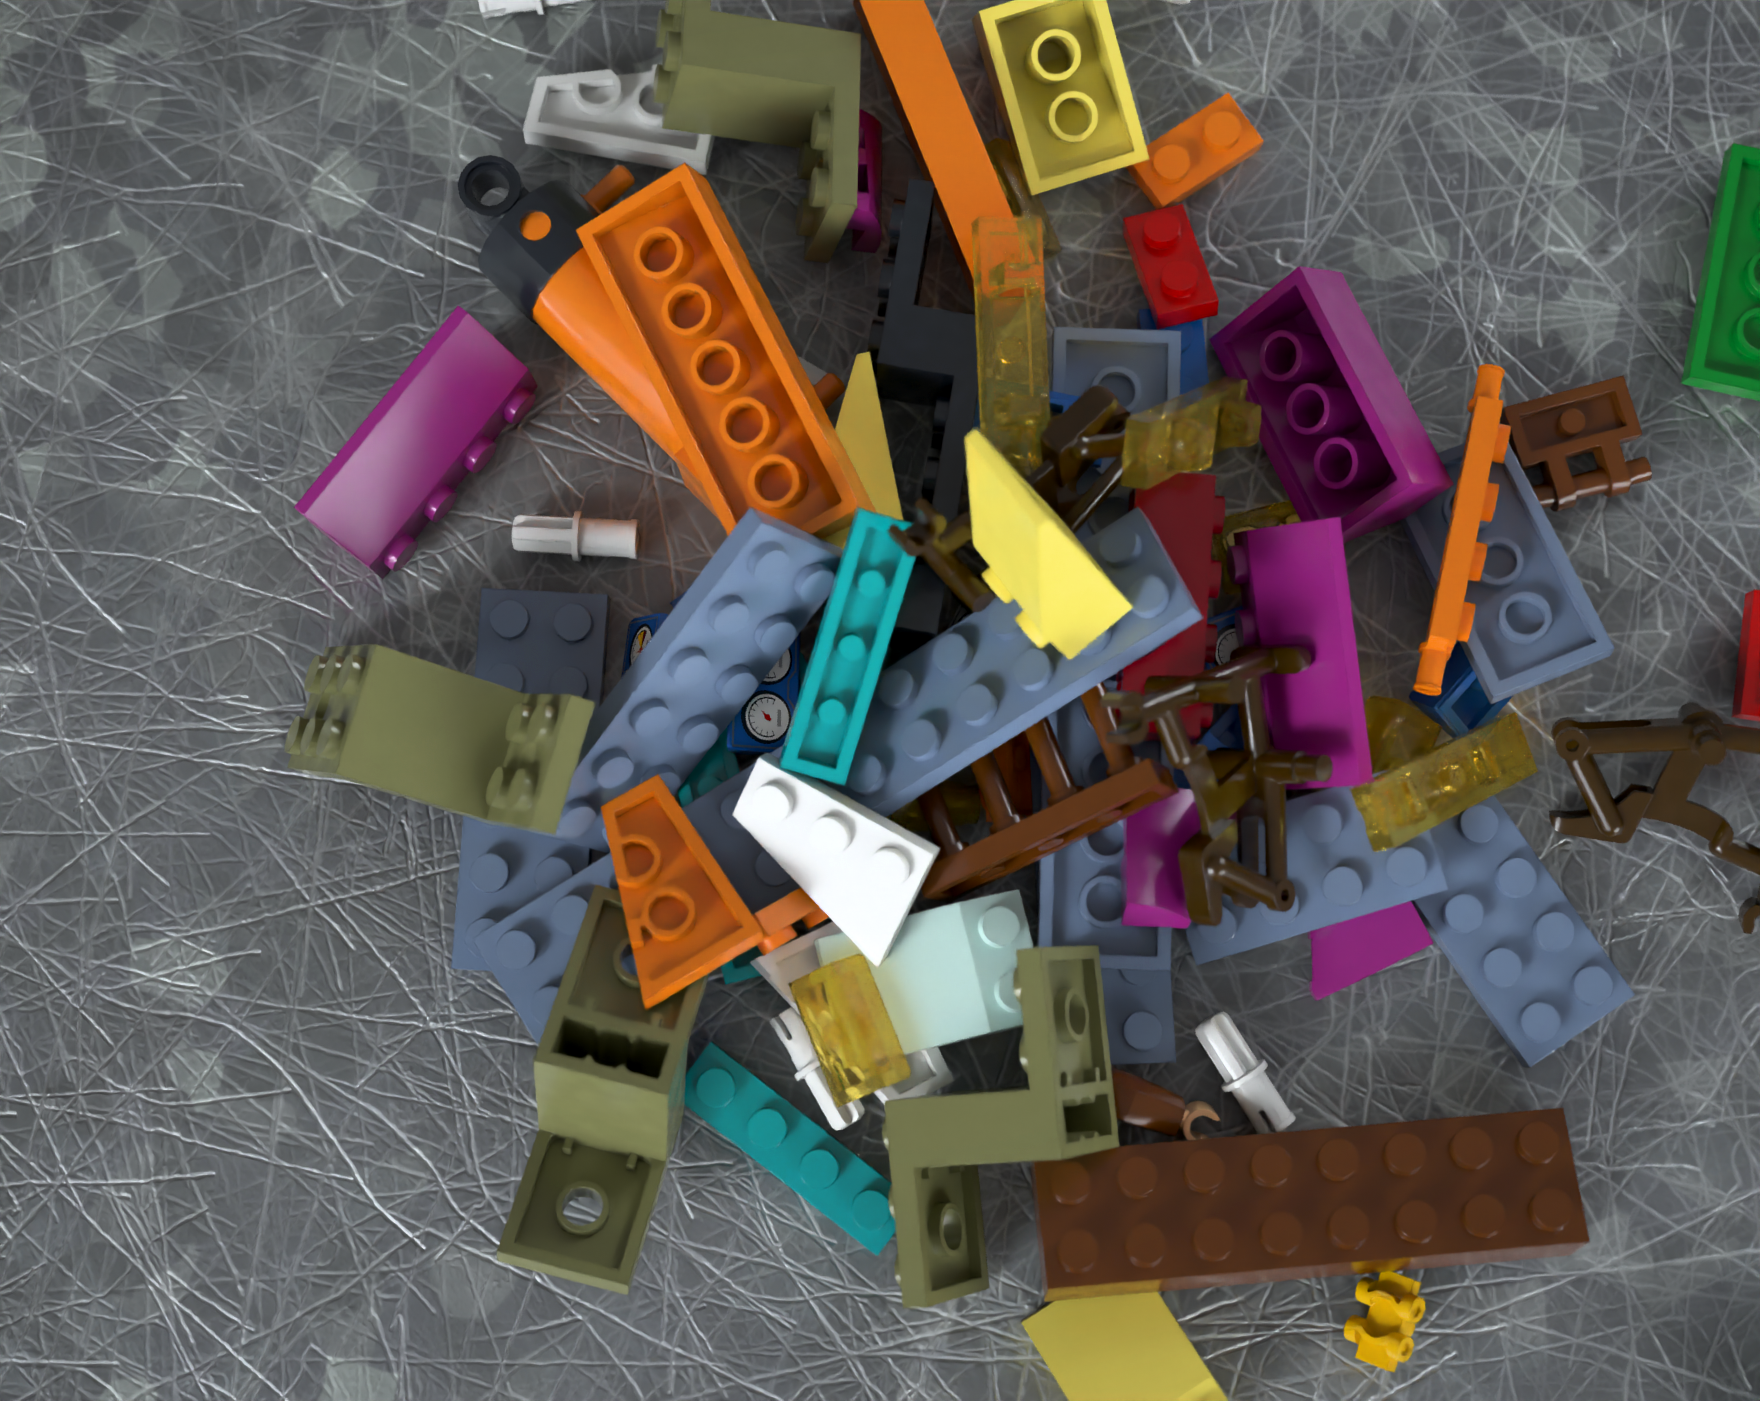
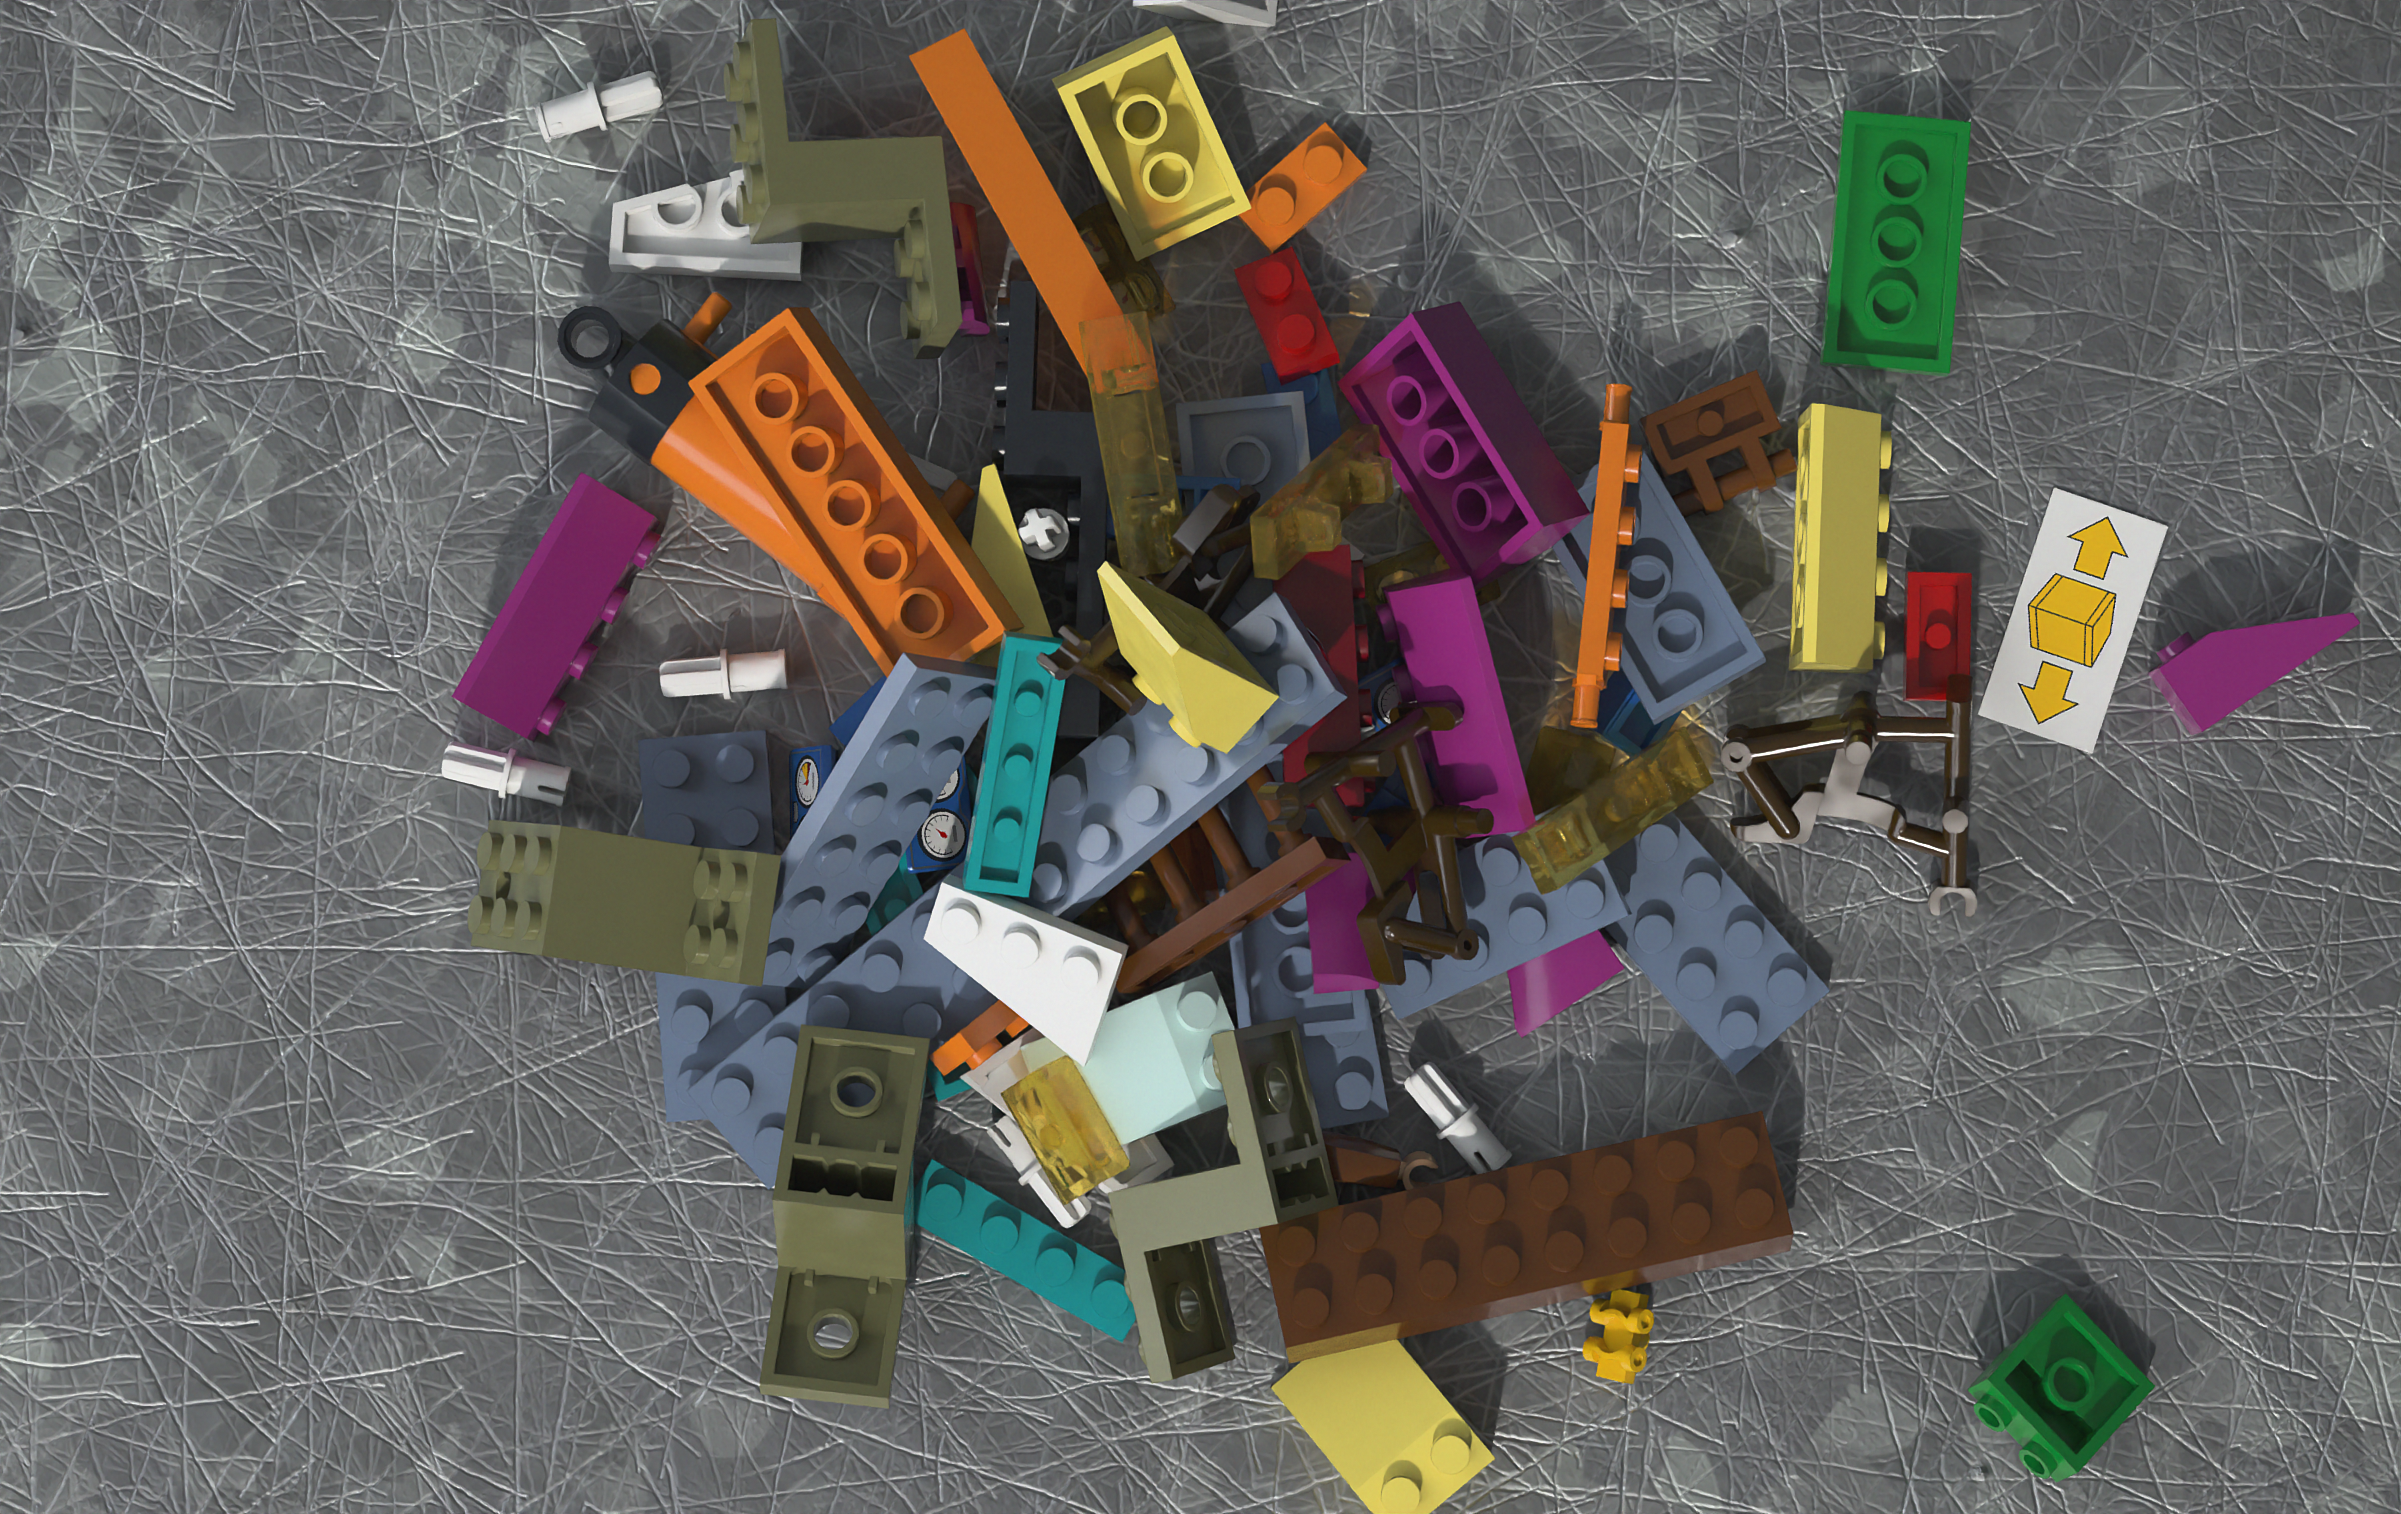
camera: 10 degrees left, 5 degrees up
(348, 603) = (506, 773): none -> white axle
(672, 893) = (878, 1022): orange wing -> none
(909, 431) = (1044, 534): none -> white axle
(1686, 548) = (1837, 540): none -> light yellow slope

